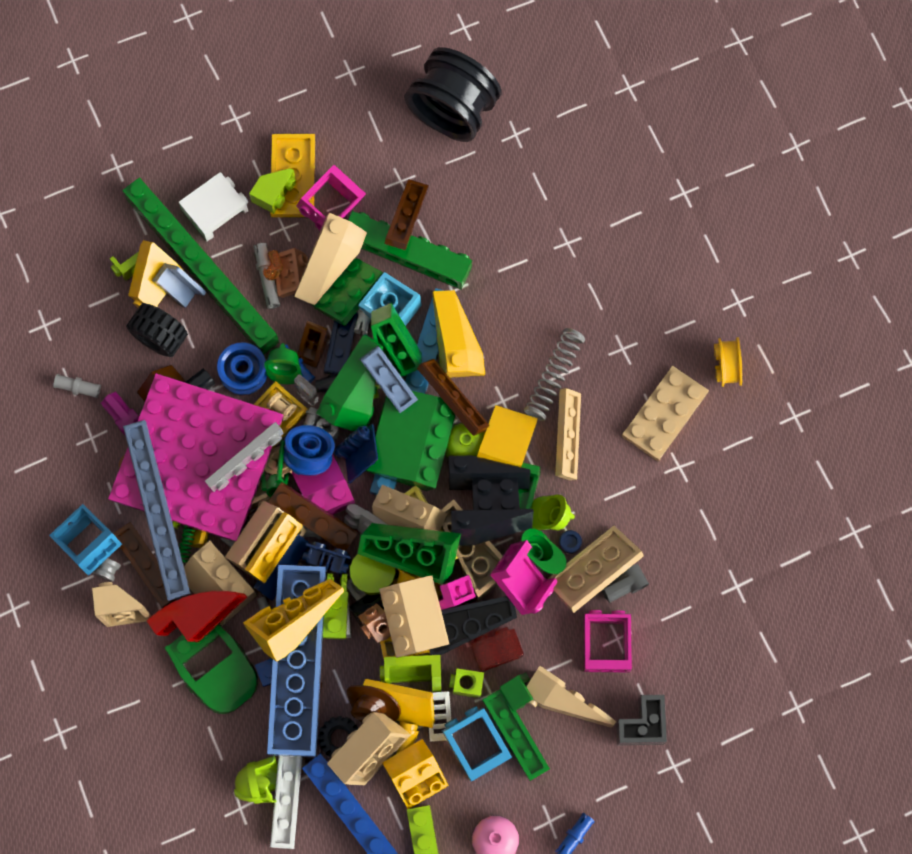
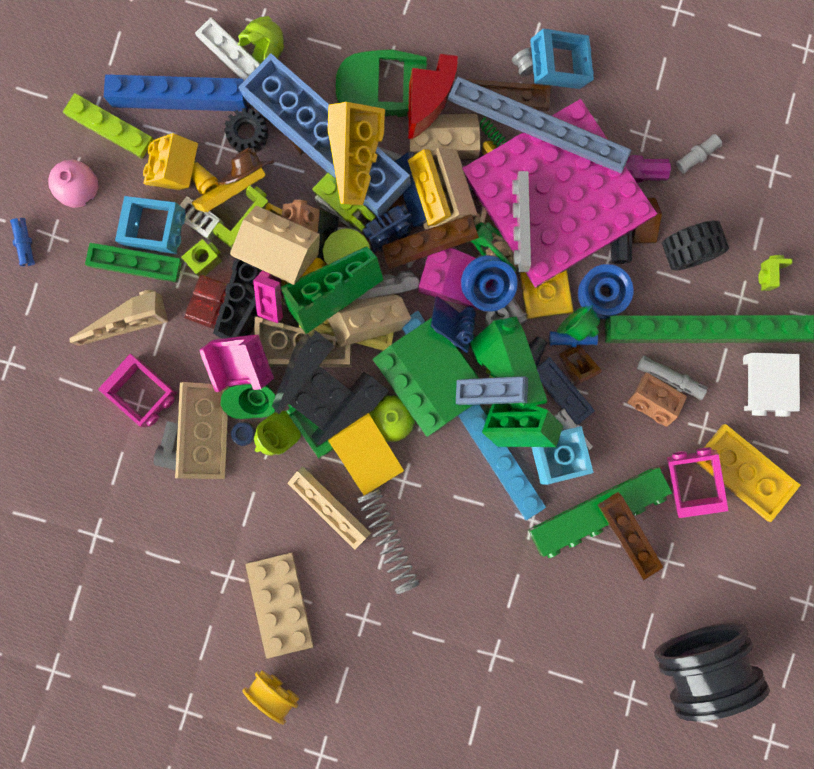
camera: 135 degrees right, 10 degrees up
(116, 606) = (485, 38): tan slope -> none
(148, 264) = (746, 281): yellow slope -> none
(177, 284) = (723, 294): sand blue panel -> none
(272, 188) = (747, 441): lime slope -> none
(275, 267) = (672, 386): clear orange arm -> none
(281, 406) = (546, 295): tan bush -> none
(306, 390) = (543, 324): clear tile -> none
(332, 253) = (645, 441): tan wedge -> none
(348, 290) = (604, 431): green plate -> none
(367, 749) = (214, 134): tan slope -> none
(453, 397) = (434, 435): reddish brown tile -> none
(457, 344) = (482, 484): yellow wedge -> none
(517, 692) = (161, 286): green panel -> none
(649, 728) = (46, 361): dark grey brick -> none

